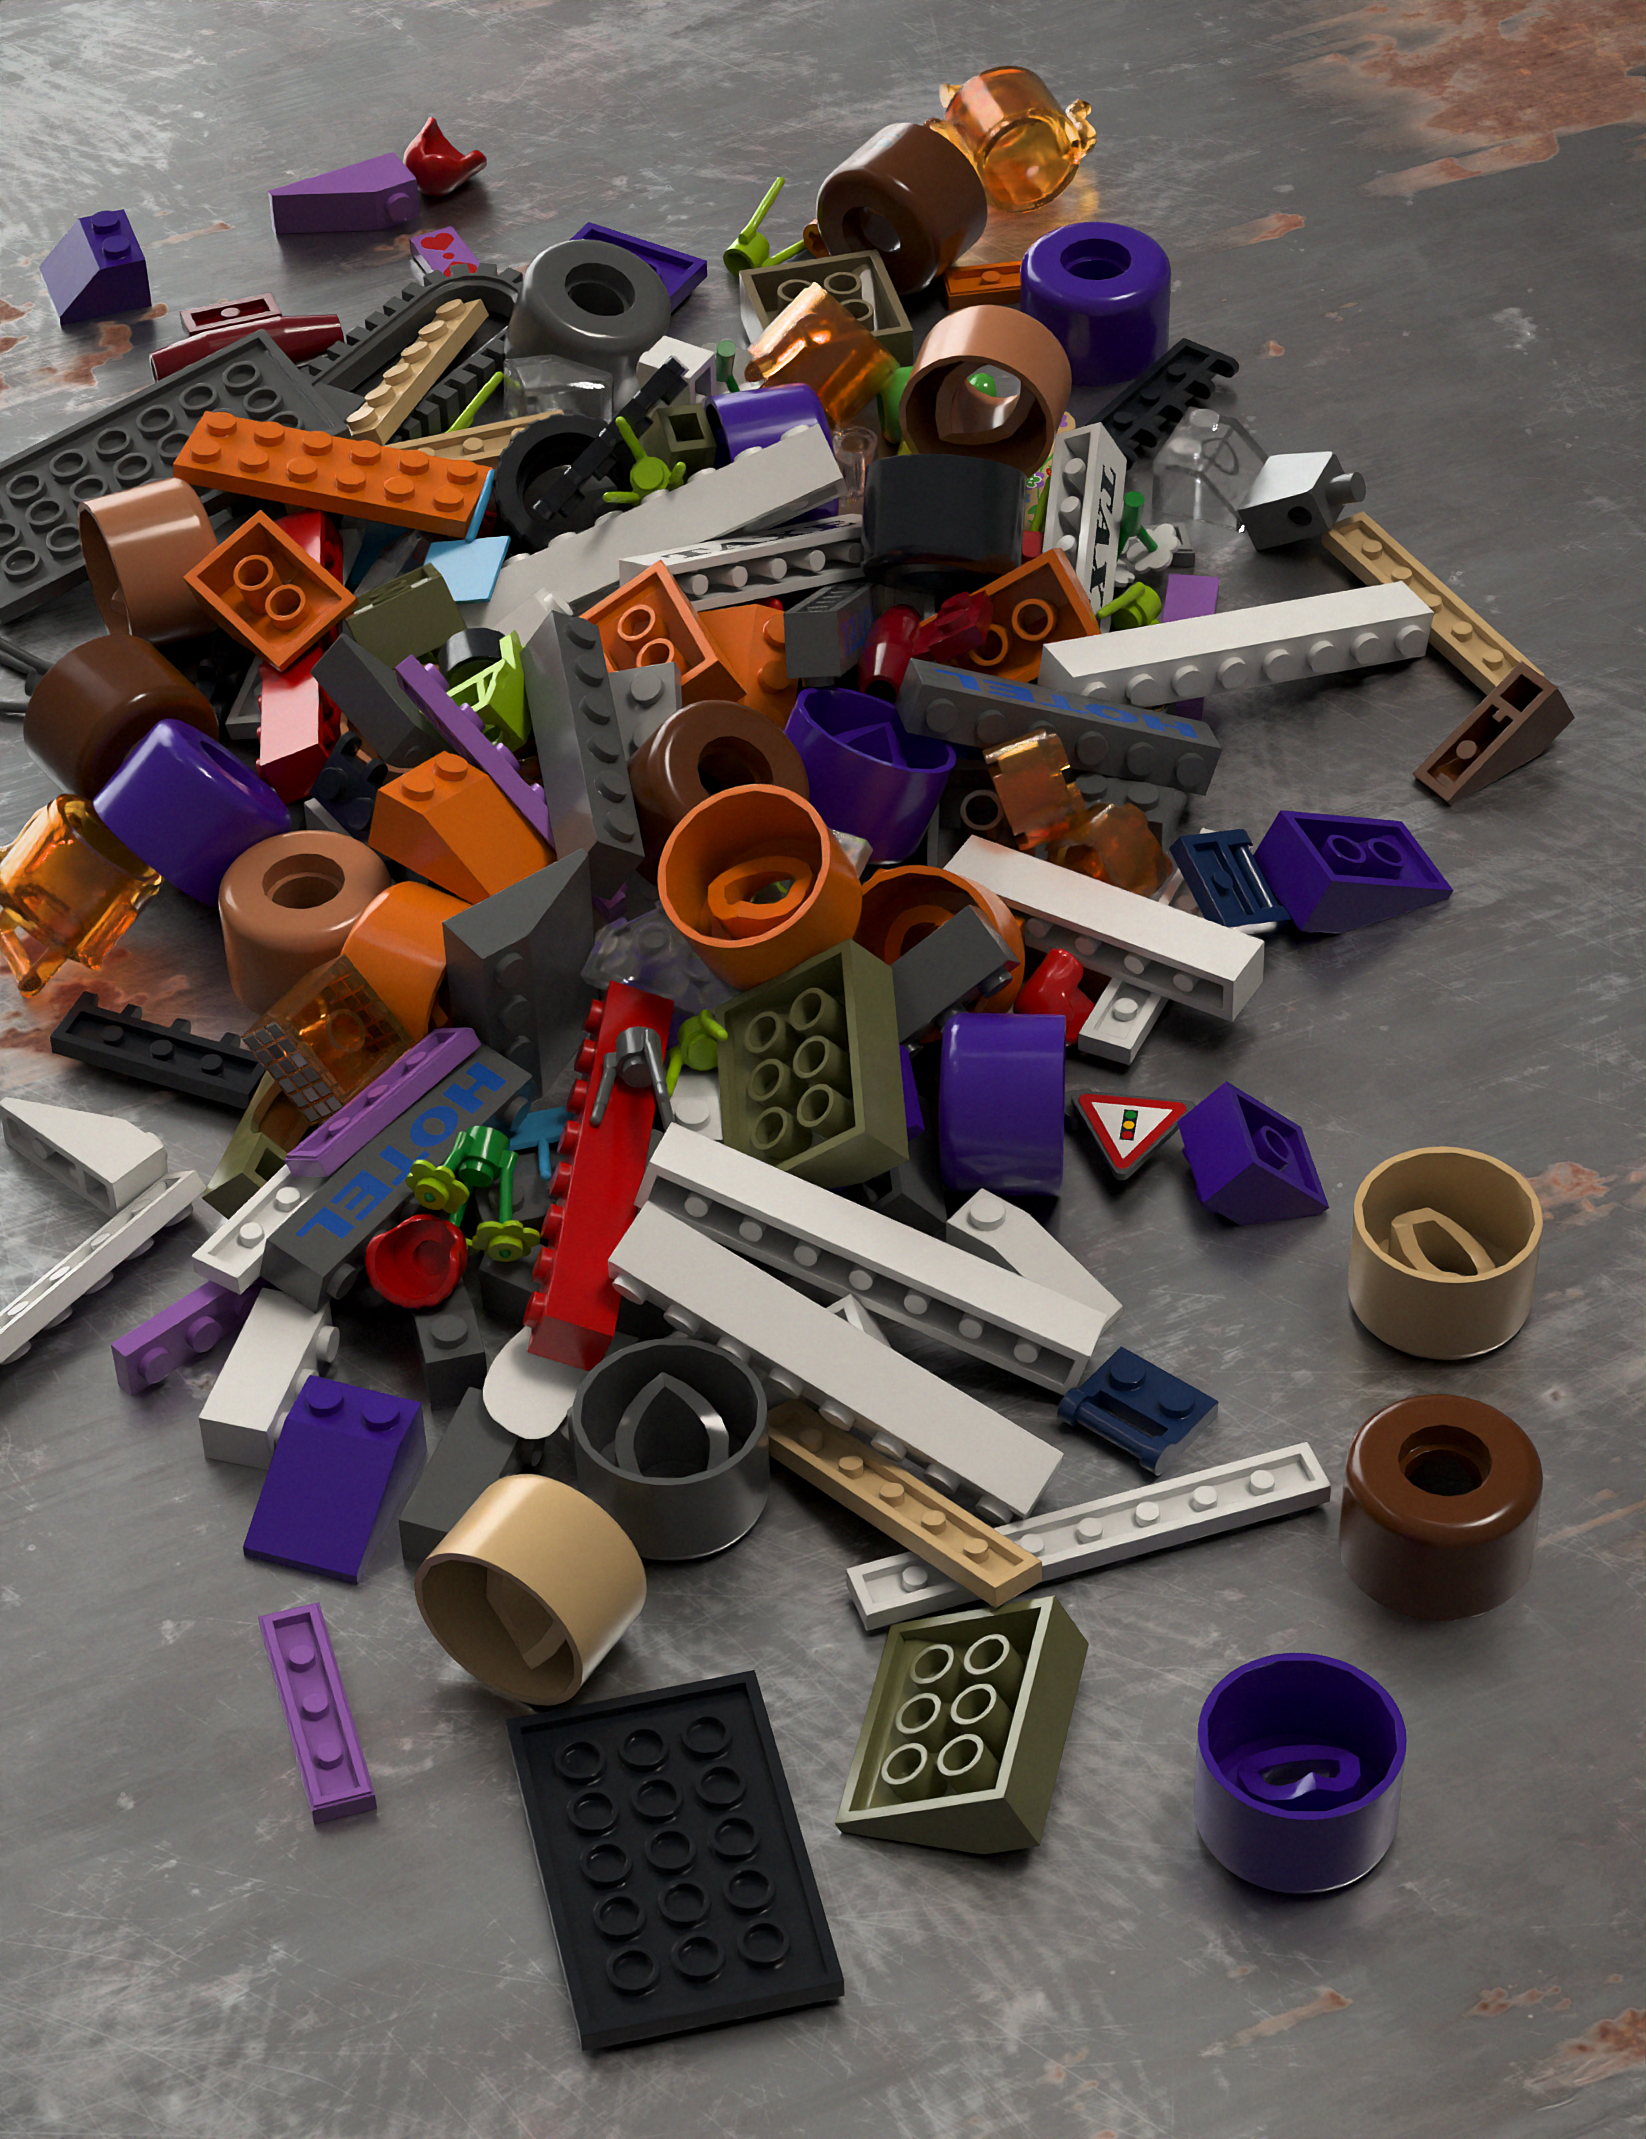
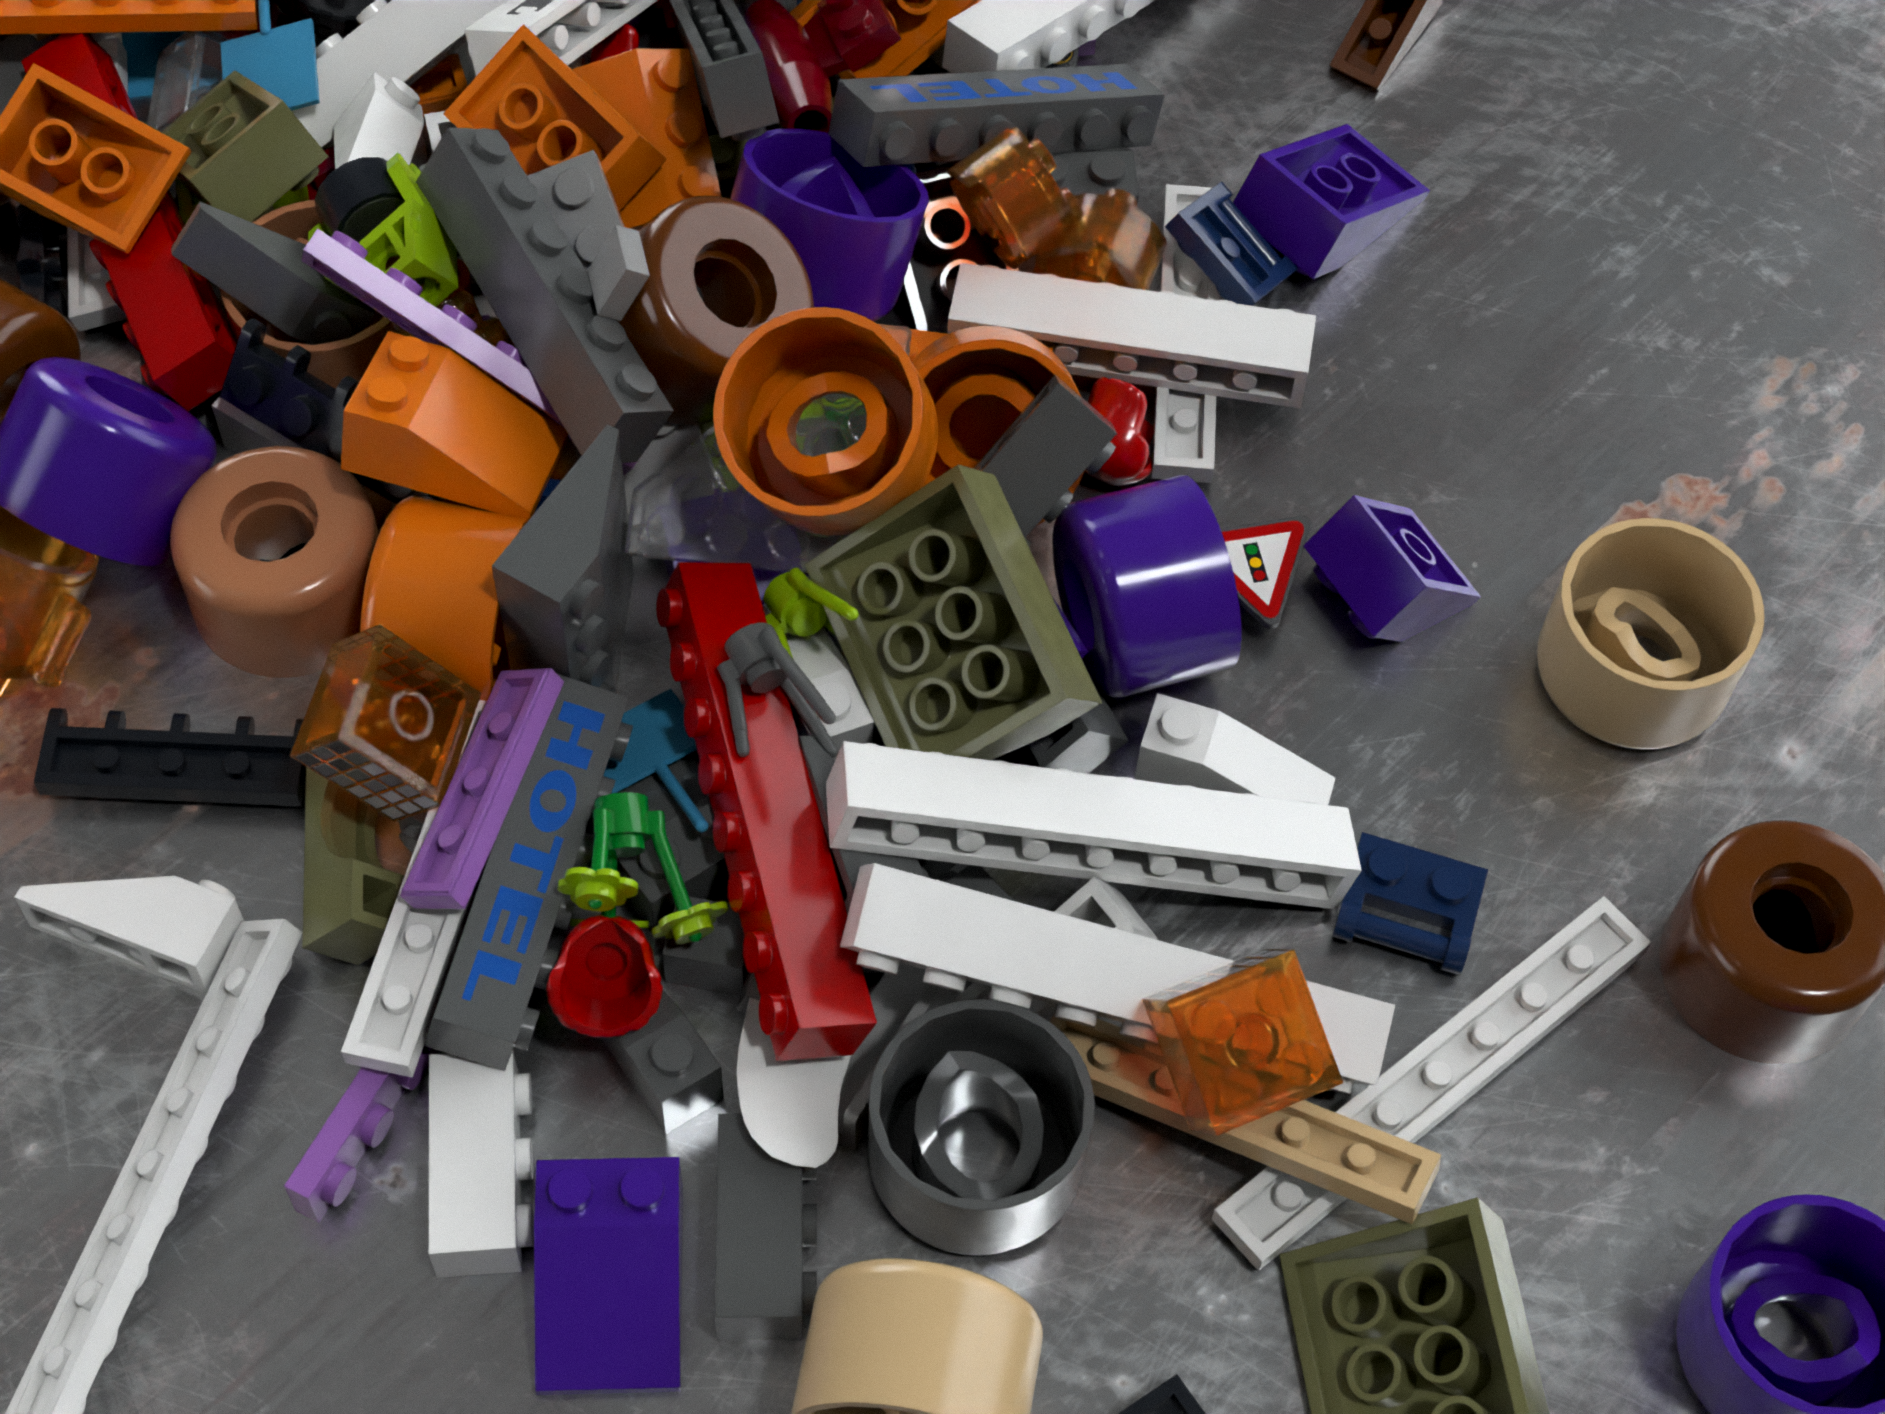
camera: 25 degrees left, 15 degrees up
(637, 740) = (618, 273): none -> light grey tile
(905, 1425) = (1242, 1041): none -> clear orange brick

